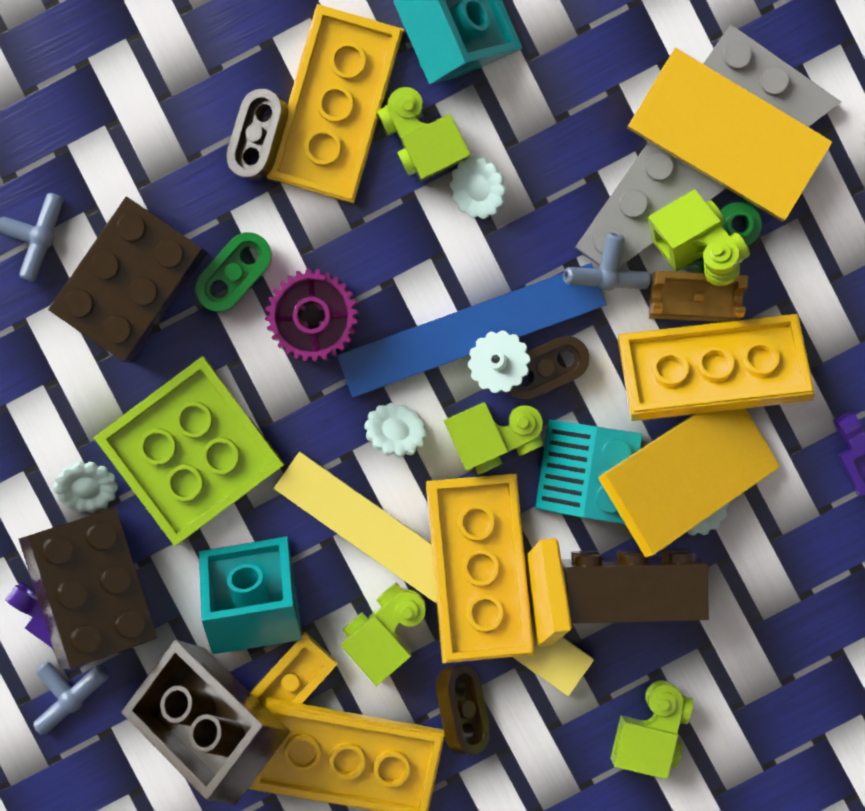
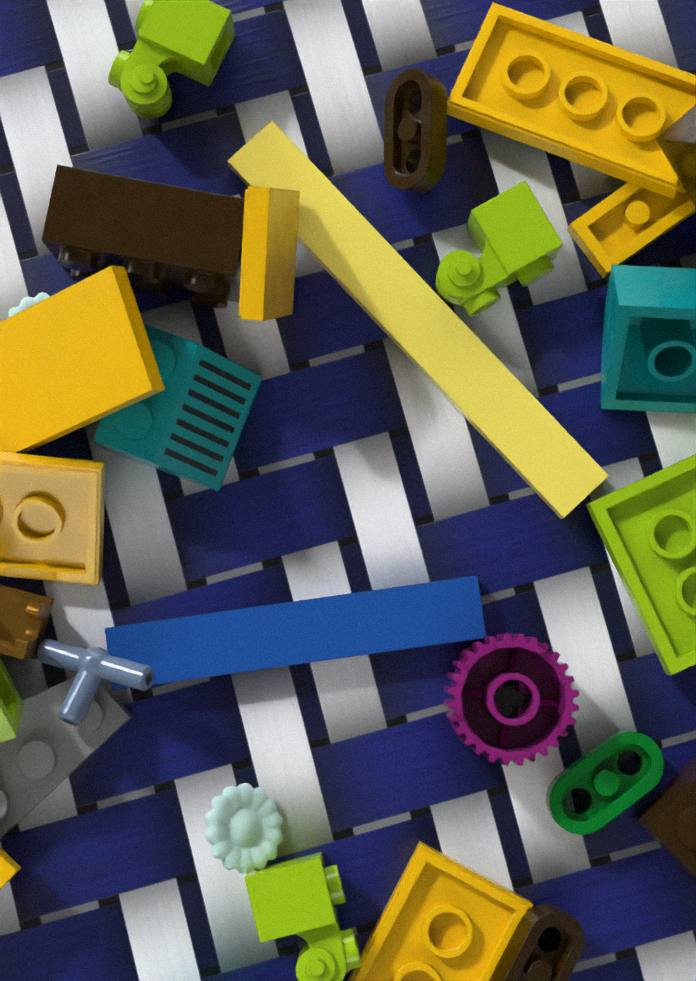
camera: 165 degrees left, 5 degrees down
(395, 430) = (428, 518): light aqua piece -> none
(479, 568) = (353, 309): yellow tile -> none
(483, 441) = (312, 477): lime brick -> none
(499, 361) = (267, 581): light aqua piece -> none
(546, 369) = (207, 560): dark brown plate -> none

